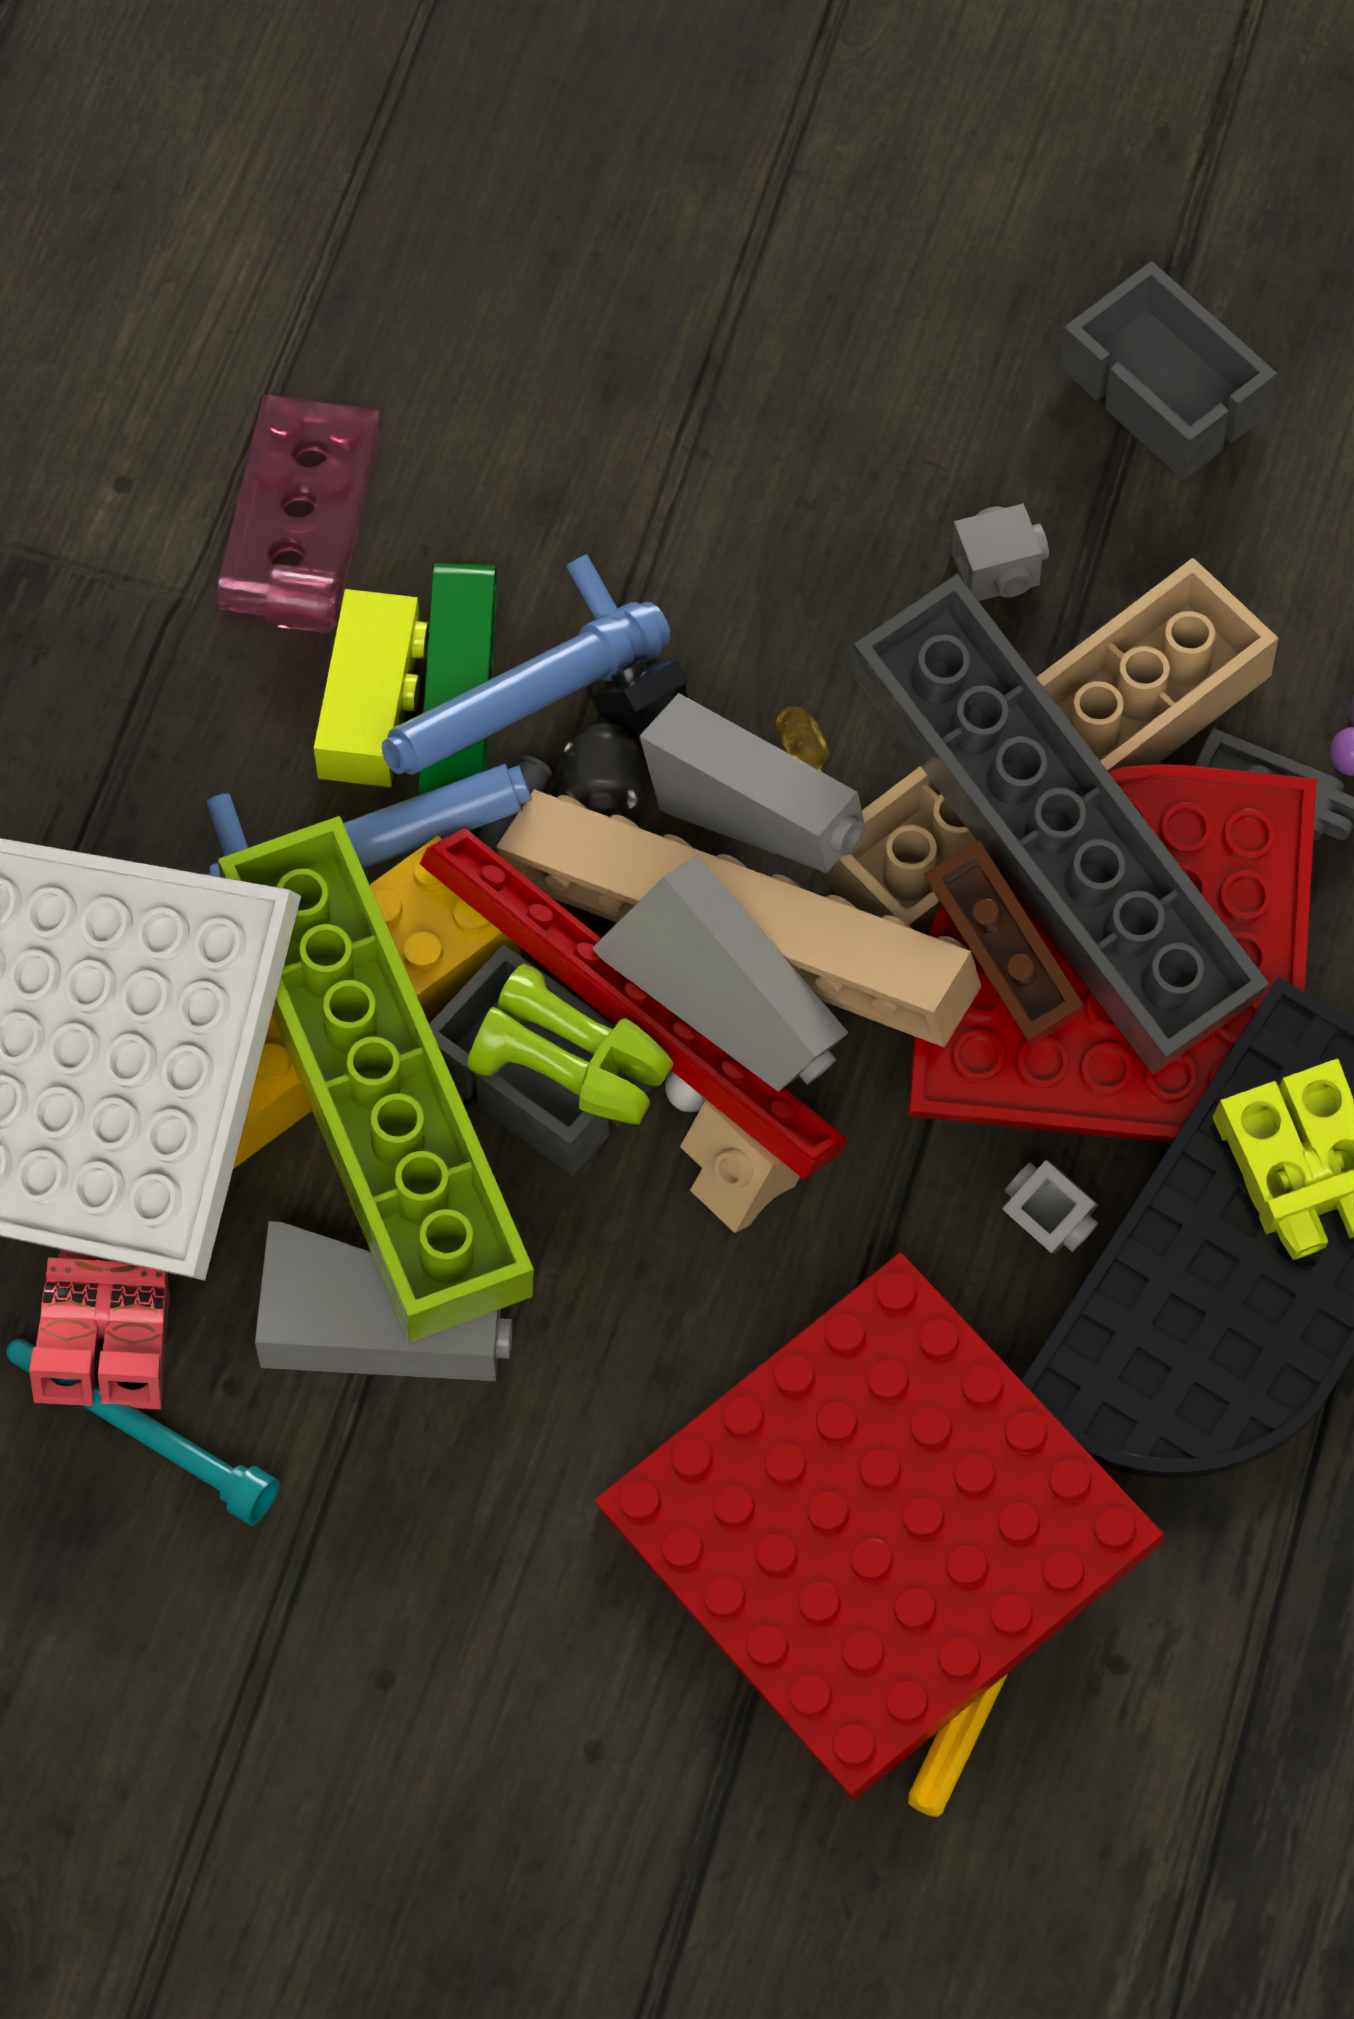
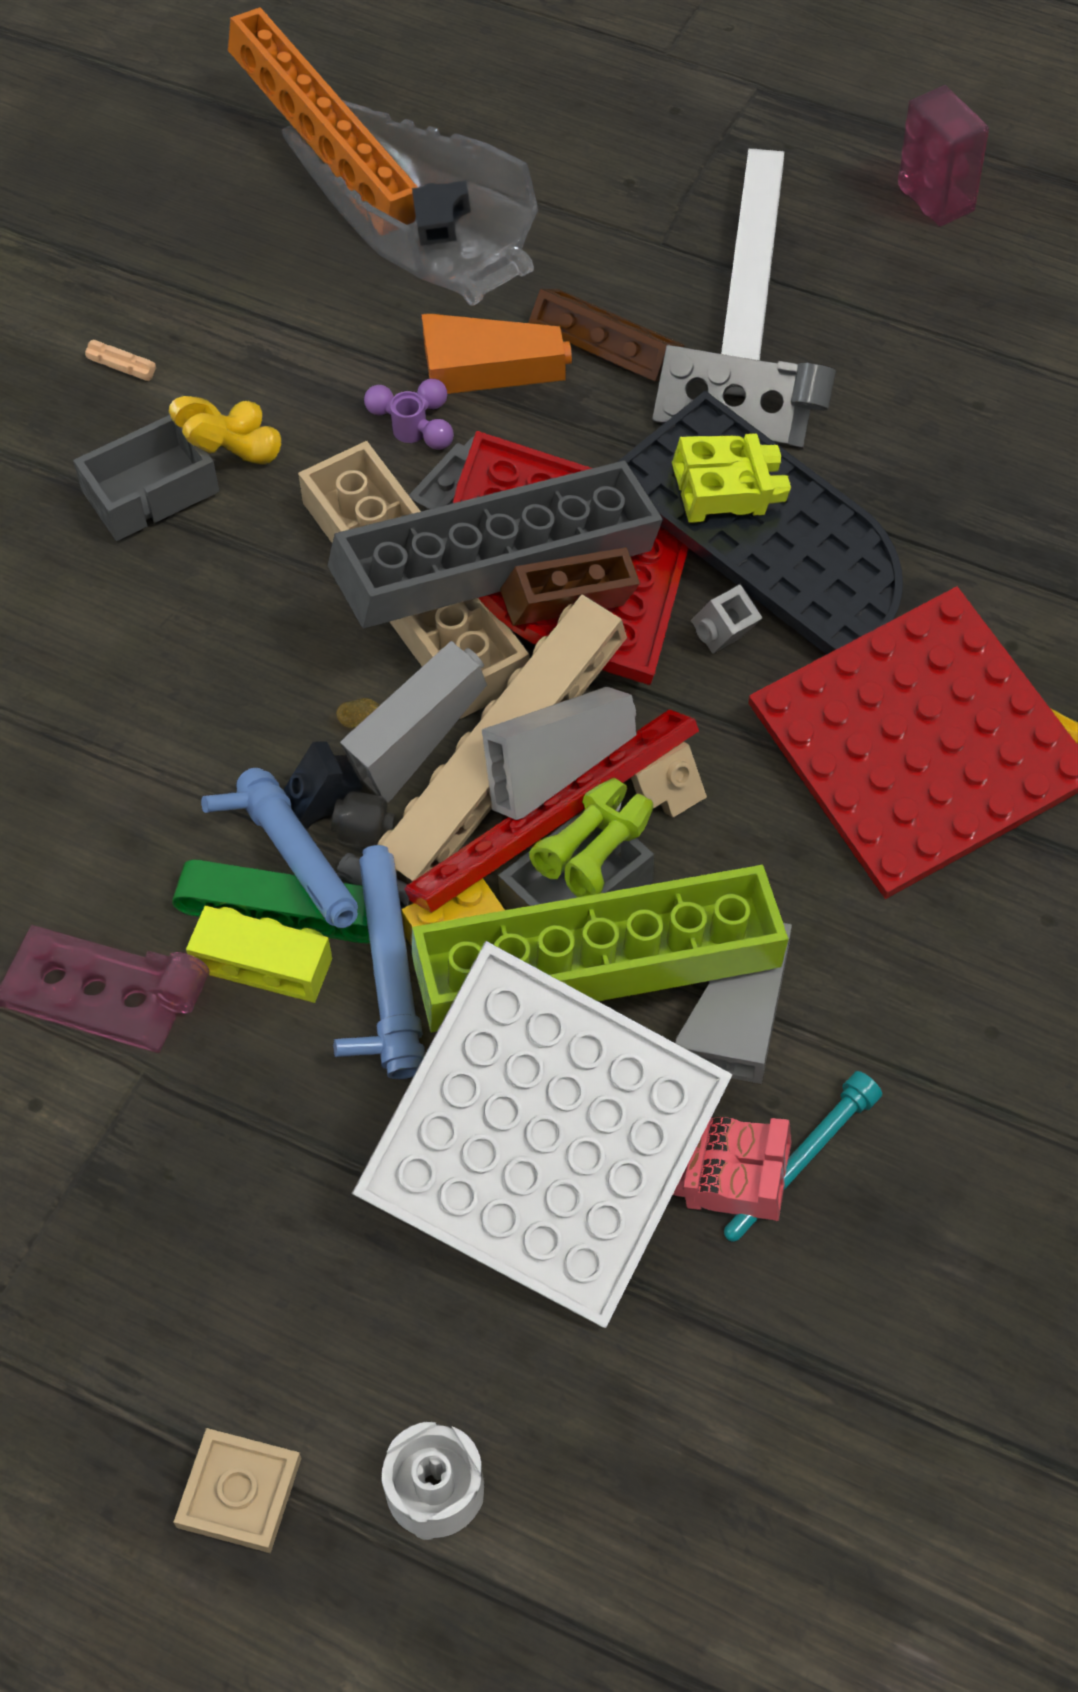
camera: 80 degrees left, 5 degrees down
(999, 552) = (250, 587): light grey brick -> none
(1305, 478) = (237, 432): none -> yellow piece

